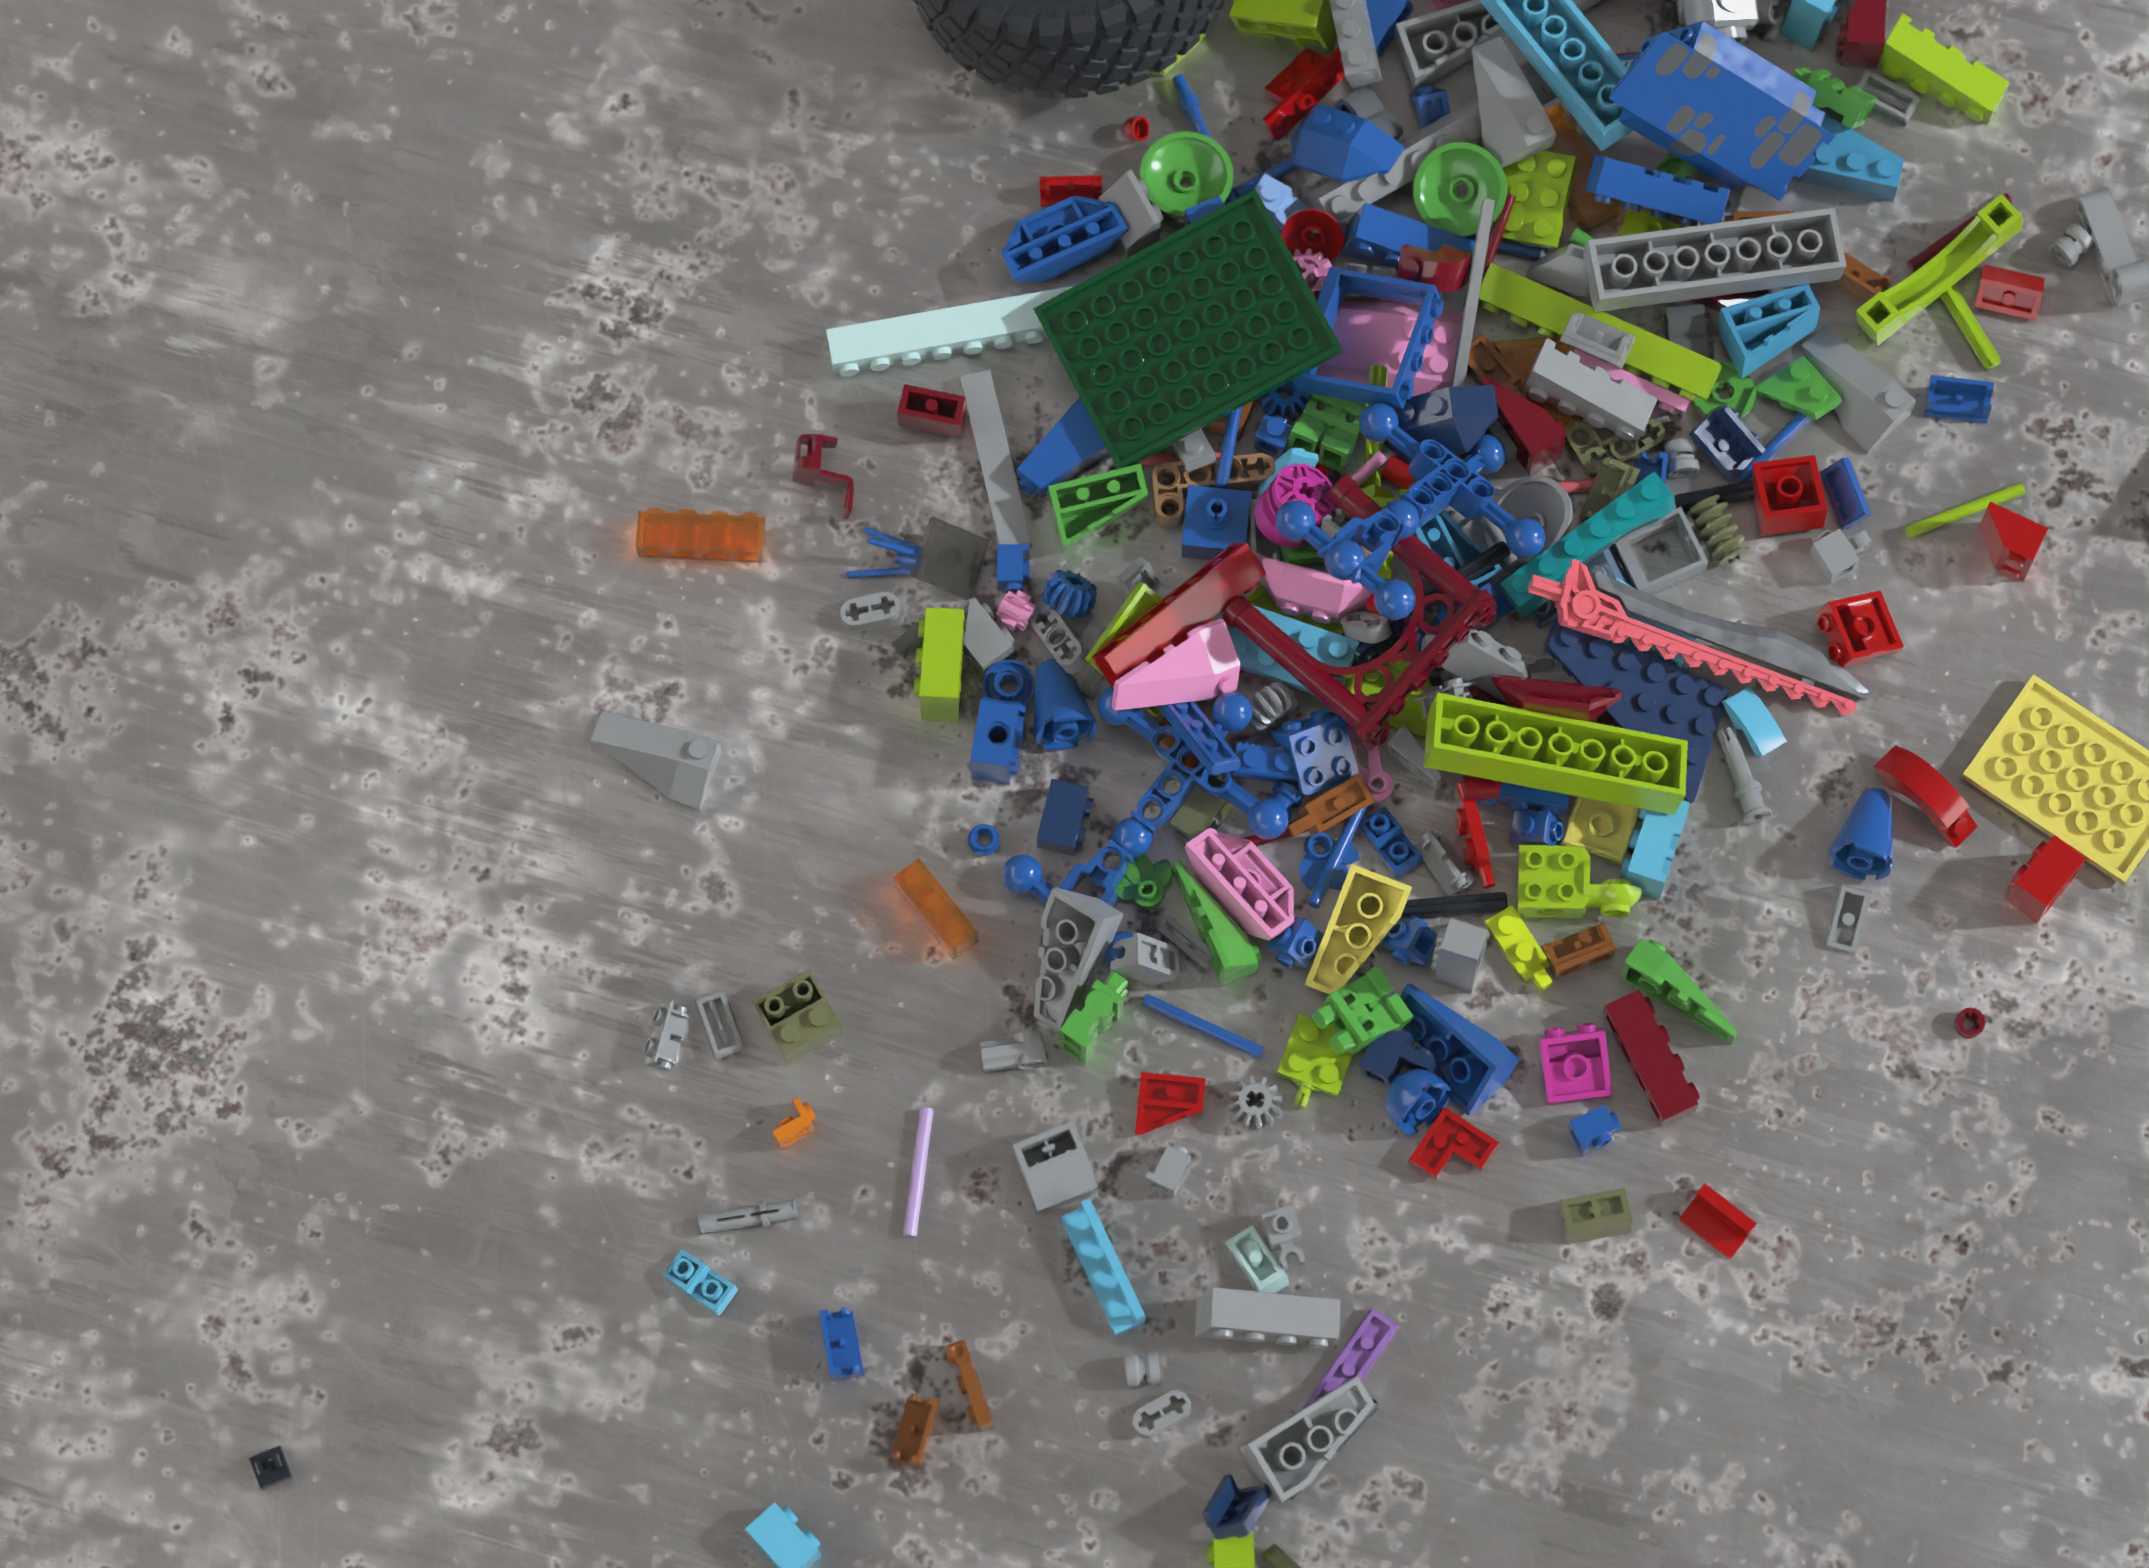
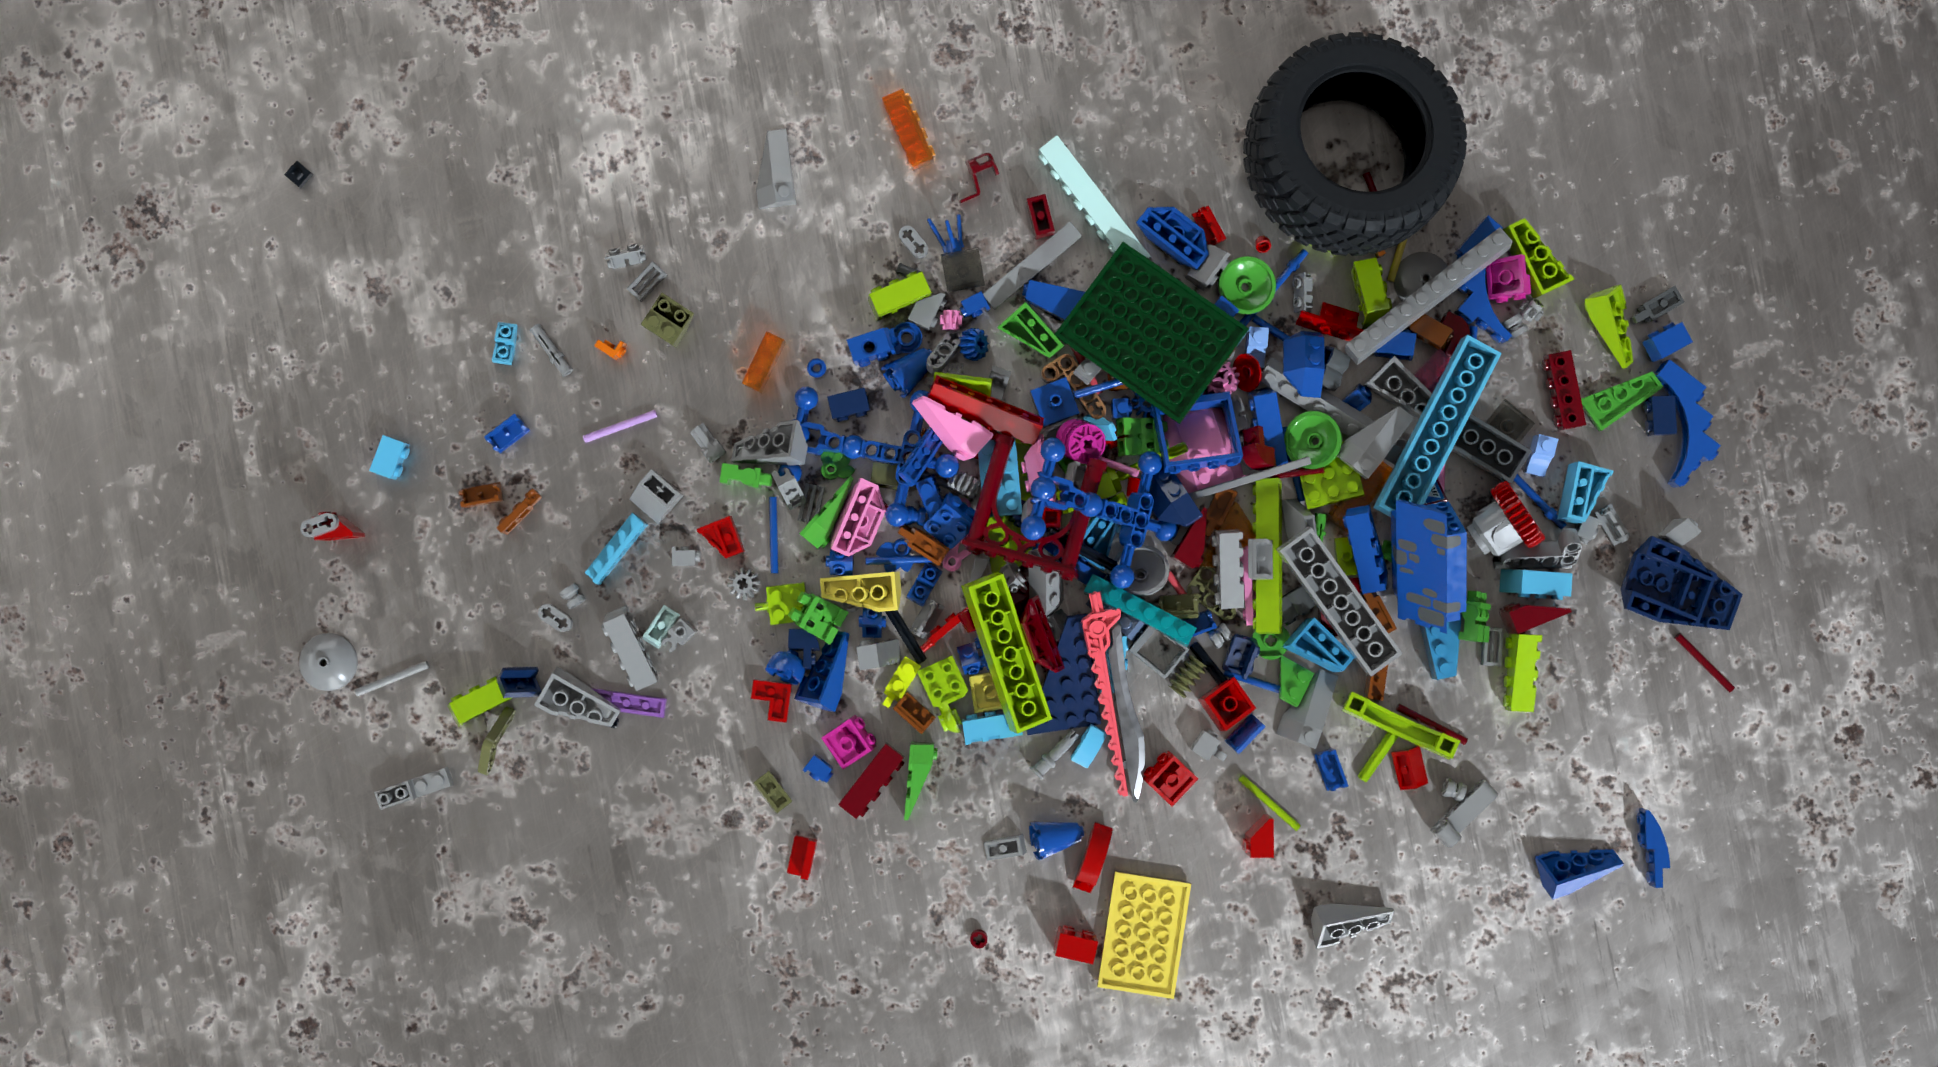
camera: 60 degrees right, 15 degrees up
(1227, 107) = (1302, 284): none -> light grey hinge

